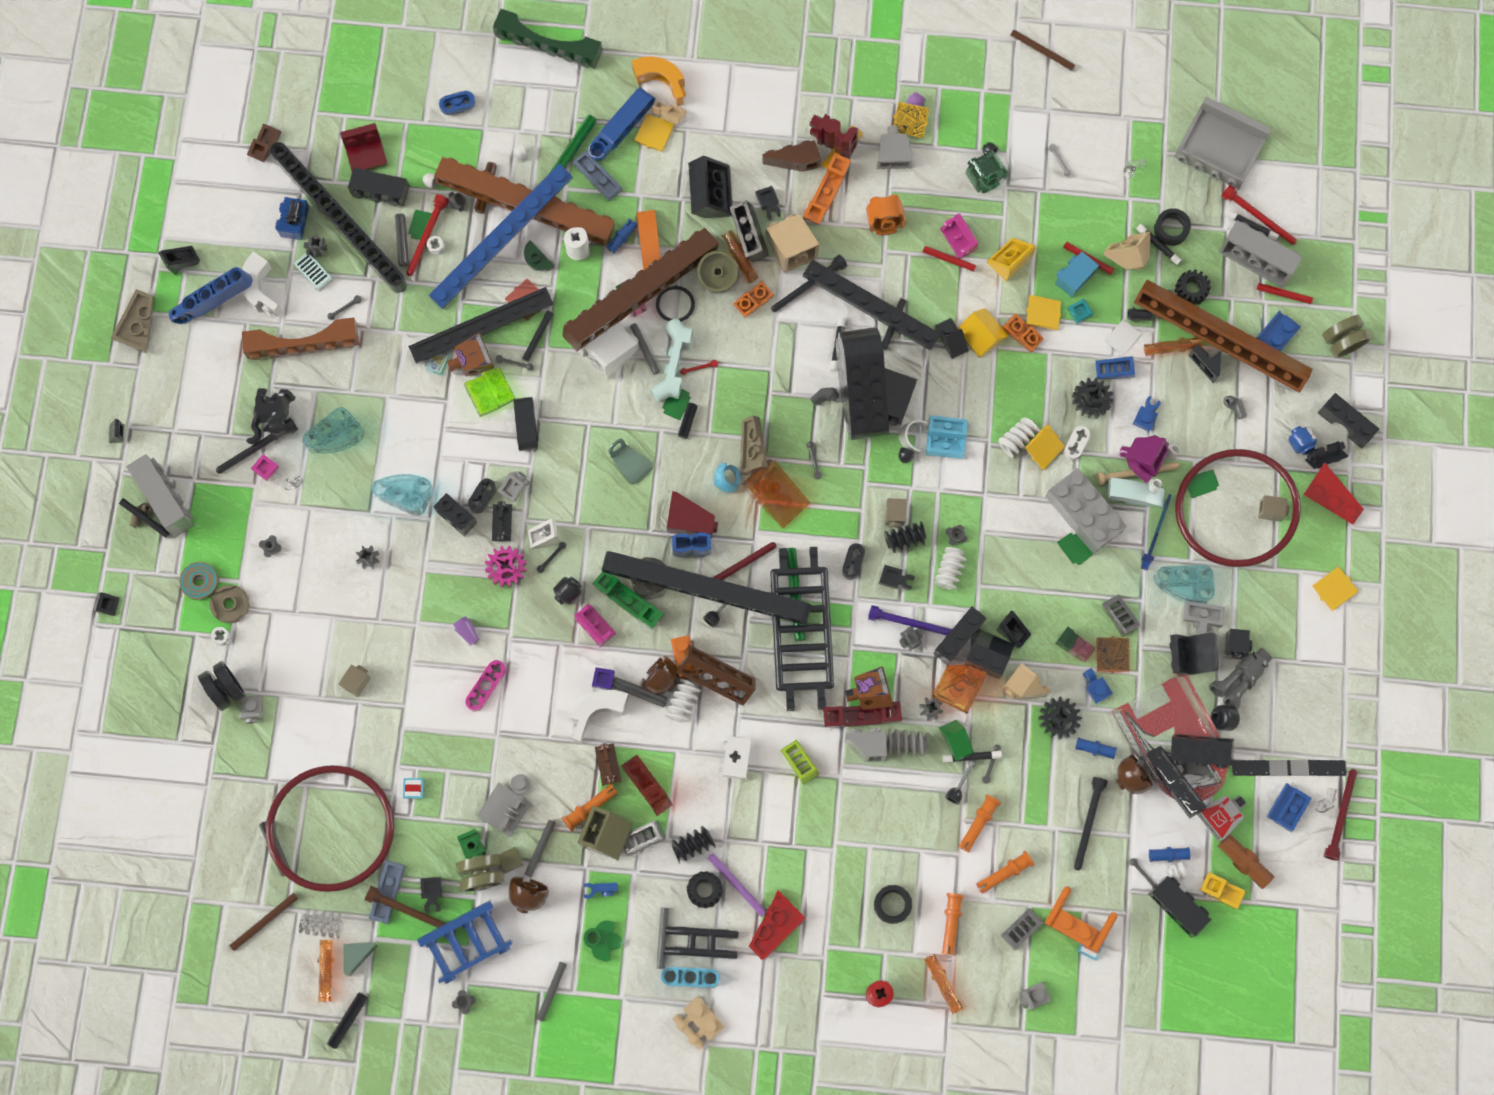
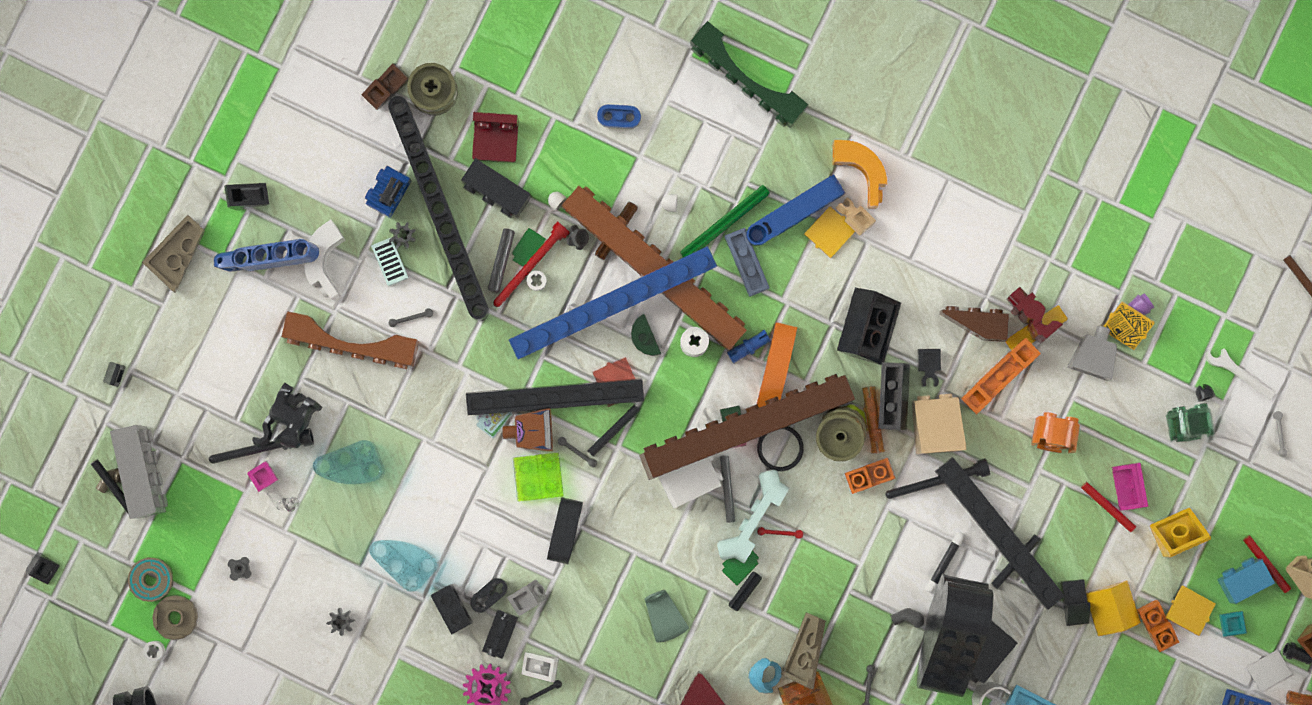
camera: 20 degrees right, 10 degrees up
(301, 130) = (429, 76): none -> olive wheel
(996, 122) = (1227, 363): none -> white piece

